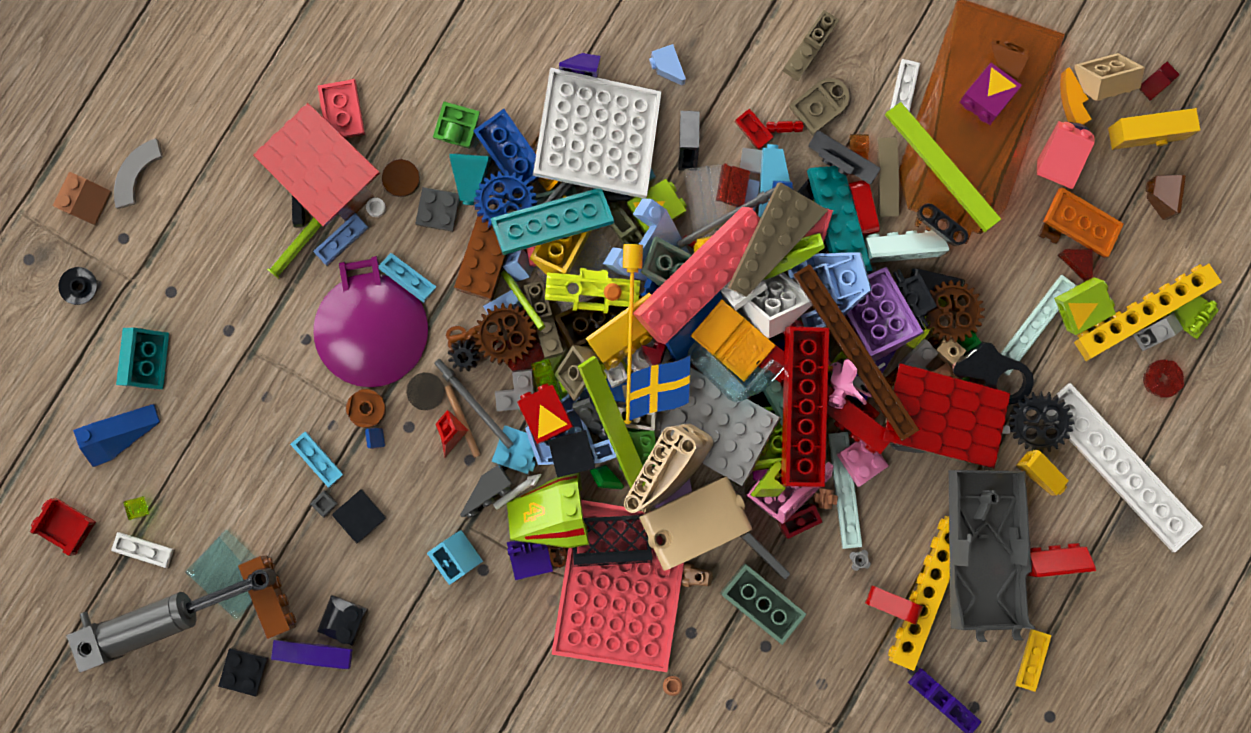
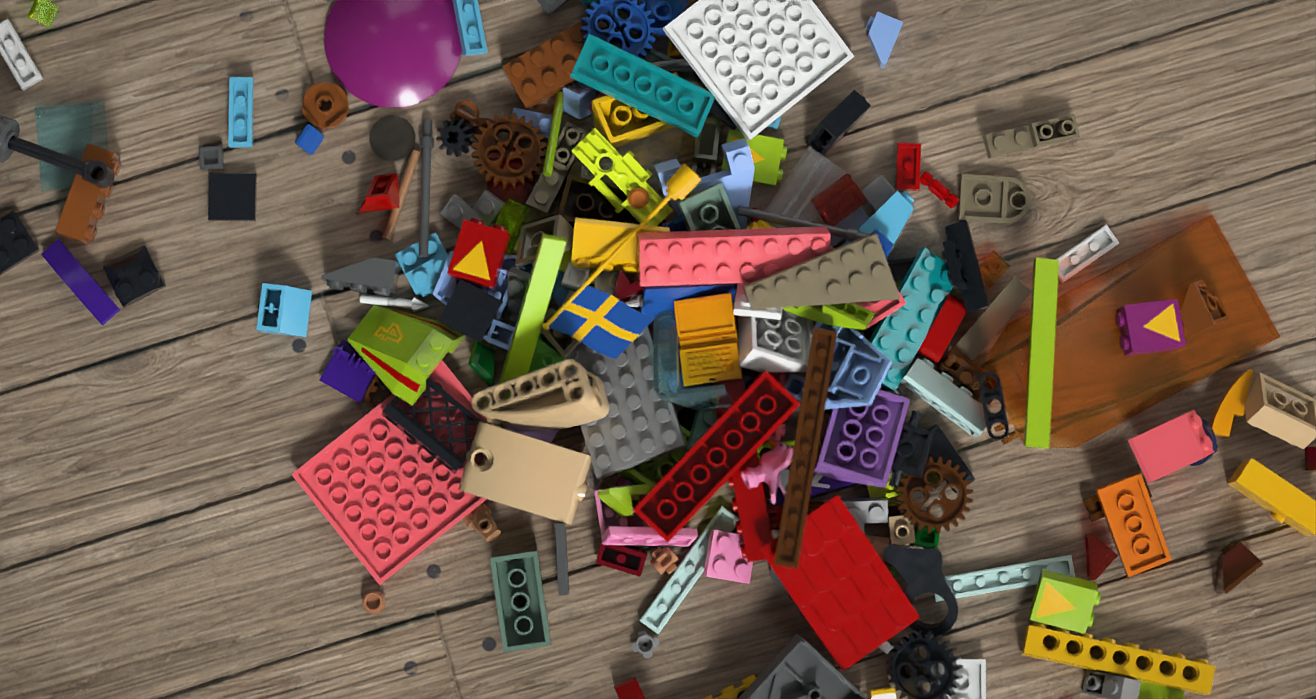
camera: 45 degrees right, 0 degrees up
(901, 222) = (966, 374): none -> reddish brown plate

